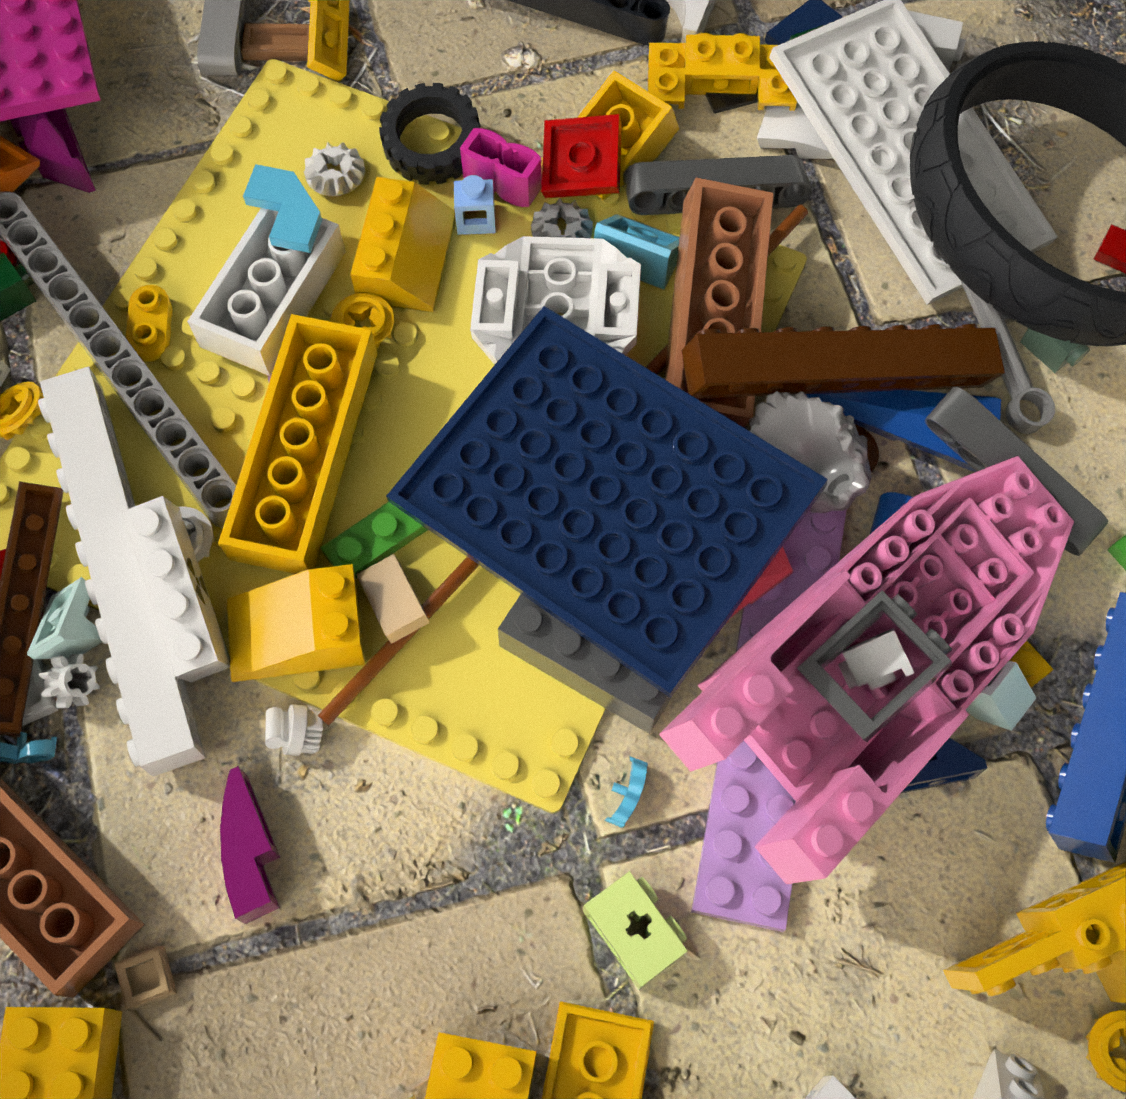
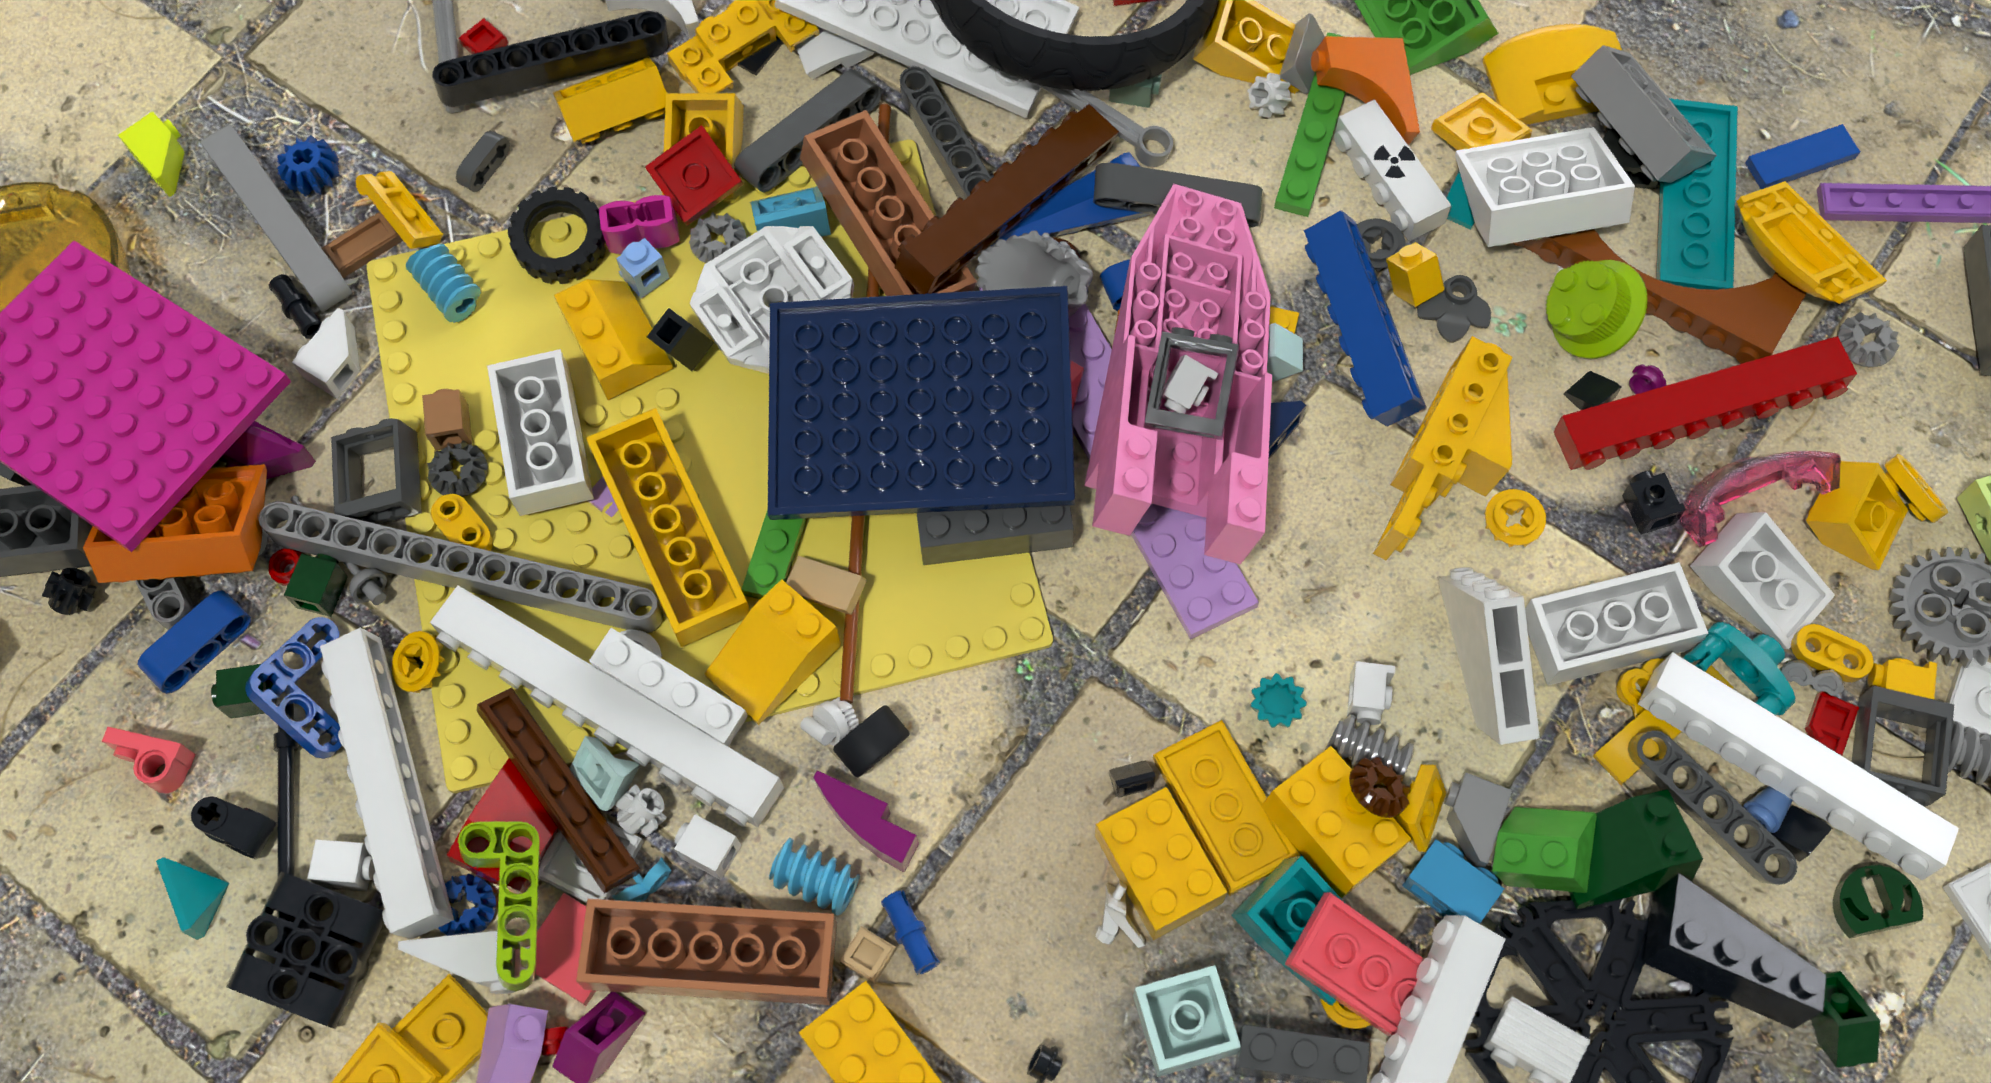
camera: 35 degrees left, 0 degrees up
(36, 315) = (366, 583): none -> light grey sword
(95, 759) = (706, 846): none -> white brick
(100, 215) = (346, 470): none -> dark grey window
(154, 865) = (813, 878): none -> medium azure piece
(176, 111) = (330, 356): none -> white slope
(184, 56) = (295, 305): none -> black pin
(193, 283) = (471, 474): none -> dark grey gear
(196, 989) = (910, 932): none -> blue pin
(211, 223) = (446, 418): none -> medium nougat brick
(297, 214) = (500, 353): medium azure tile -> none
(307, 110) = (444, 281): none -> medium azure piece
(311, 777) = (871, 741): none -> black tyre
(331, 181) = (511, 323): white gear -> none
(364, 305) = (618, 400): yellow gear -> none
(426, 35) = (482, 161): none -> dark grey beam
(449, 287) = (680, 339): none -> black brick
(521, 1006) = (1132, 778): none -> black slope
(568, 53) = (612, 100): none -> yellow slope
(610, 916) = (1179, 688): yellowish green brick -> none
(632, 792) = (1092, 591): medium azure piece -> none
(723, 1049) = (1278, 701): none -> teal piece
(839, 258) = (939, 128): none -> dark grey beam

